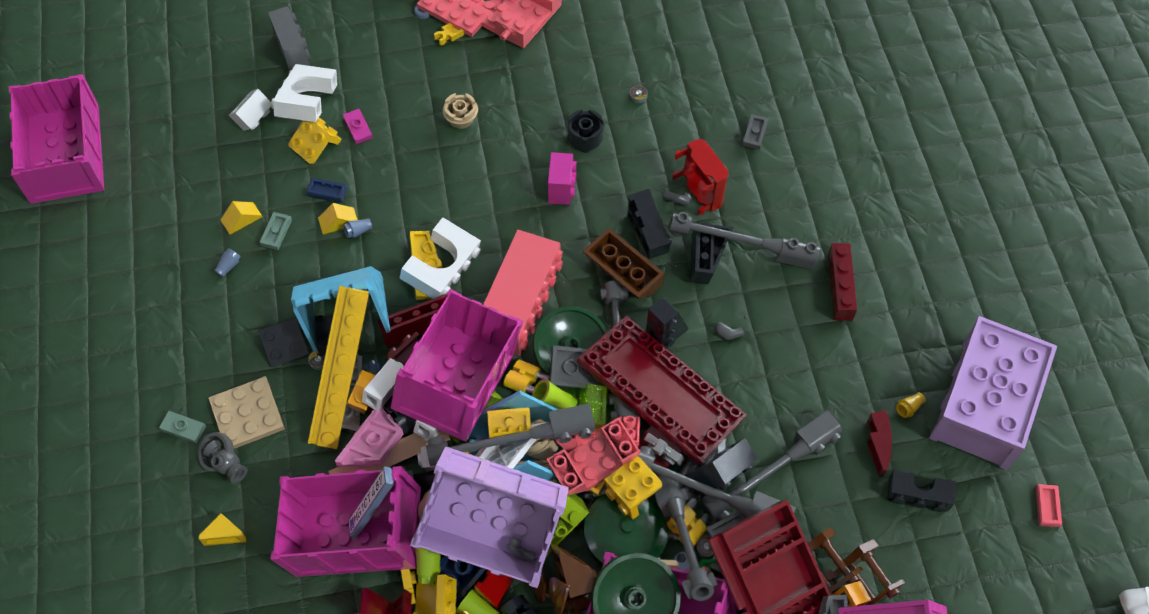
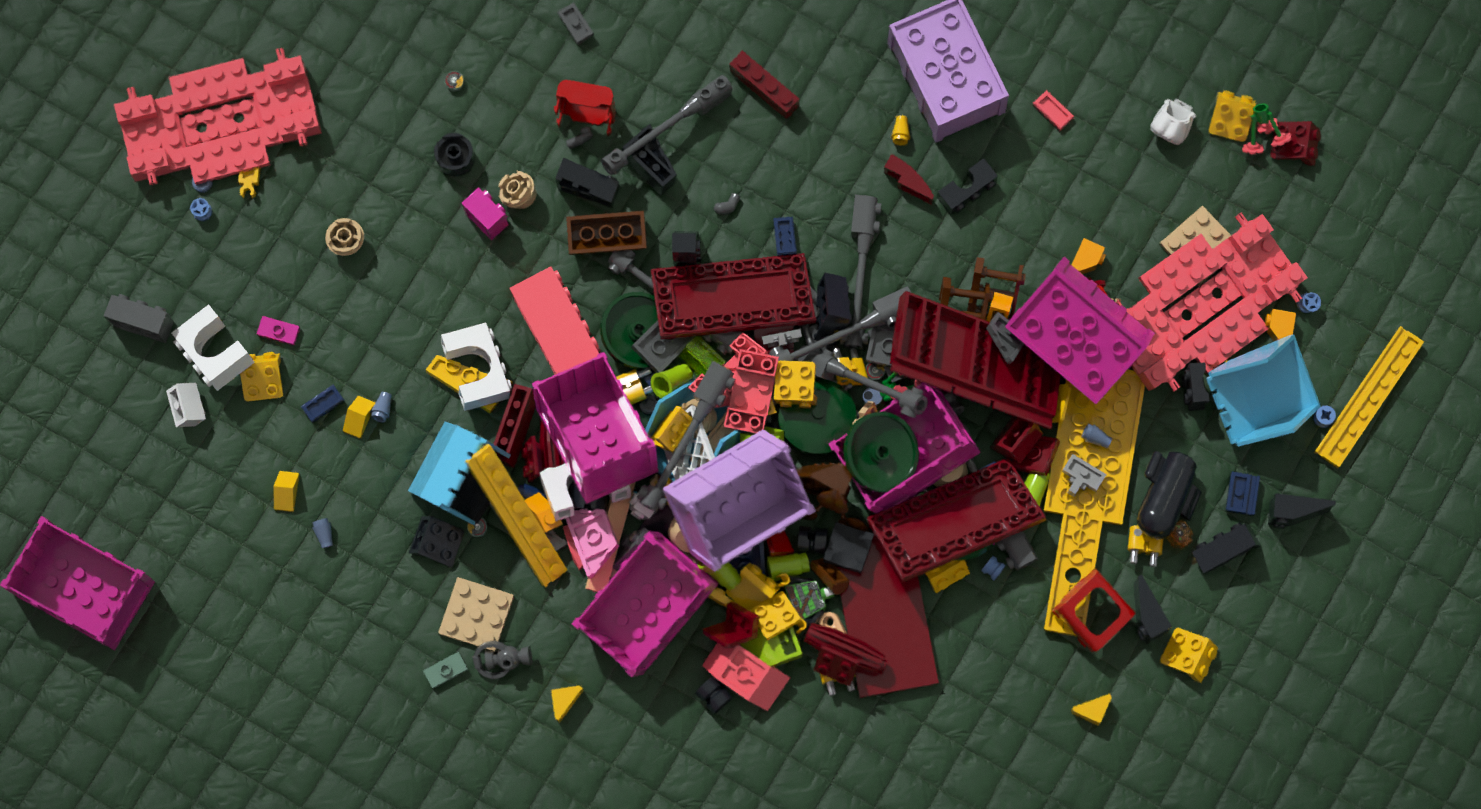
camera: 45 degrees left, 15 degrees up
(275, 231) = (327, 473): sand green plate -> none
(370, 502) = (650, 574): tile -> none
(402, 21) = (198, 206): none -> medium blue wheel
(519, 552) = (769, 503): dark grey arm -> none
(598, 186) = (517, 190): none -> tan cone
(745, 389) = (784, 236): none -> dark blue plate

